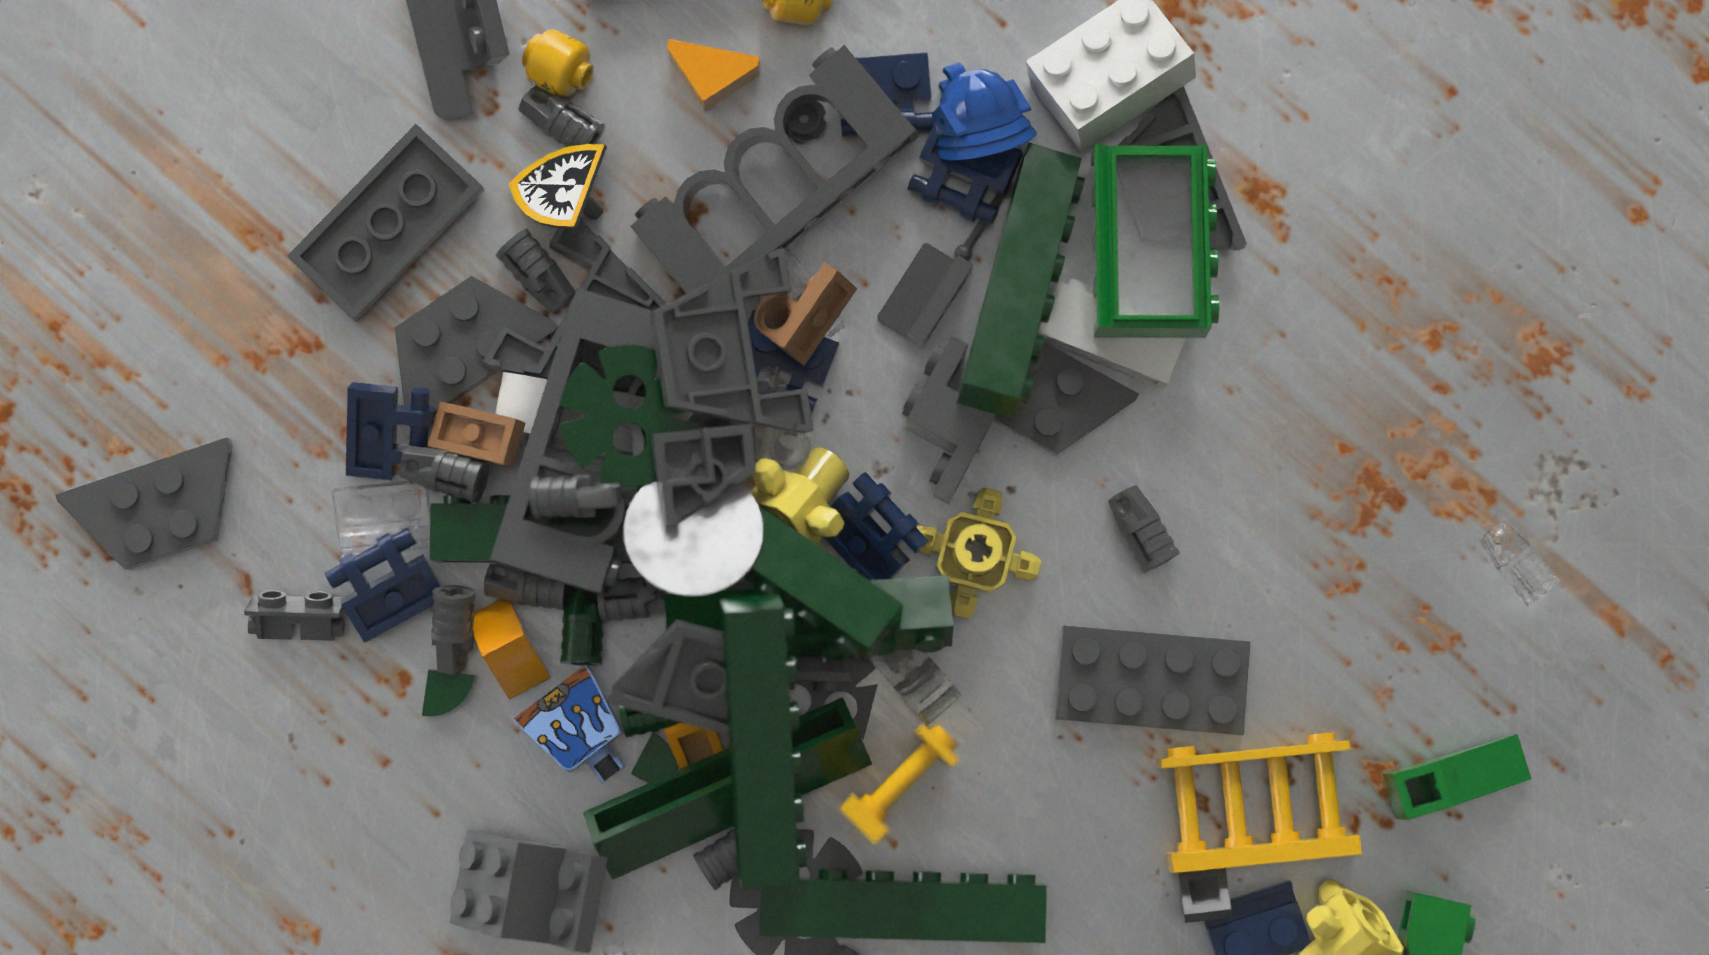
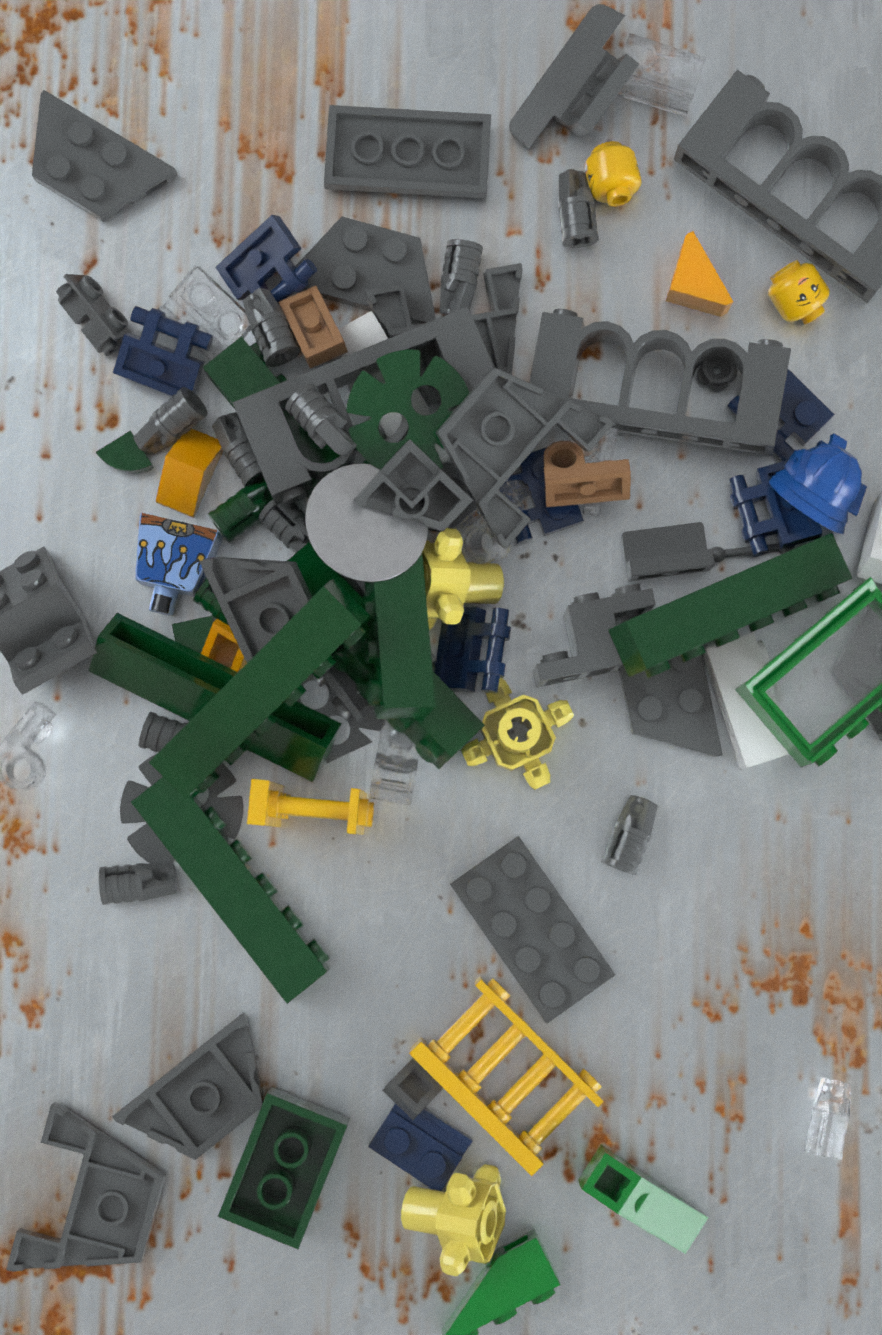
camera: 55 degrees right, 0 degrees up
(559, 186) = (528, 242): shield -> none

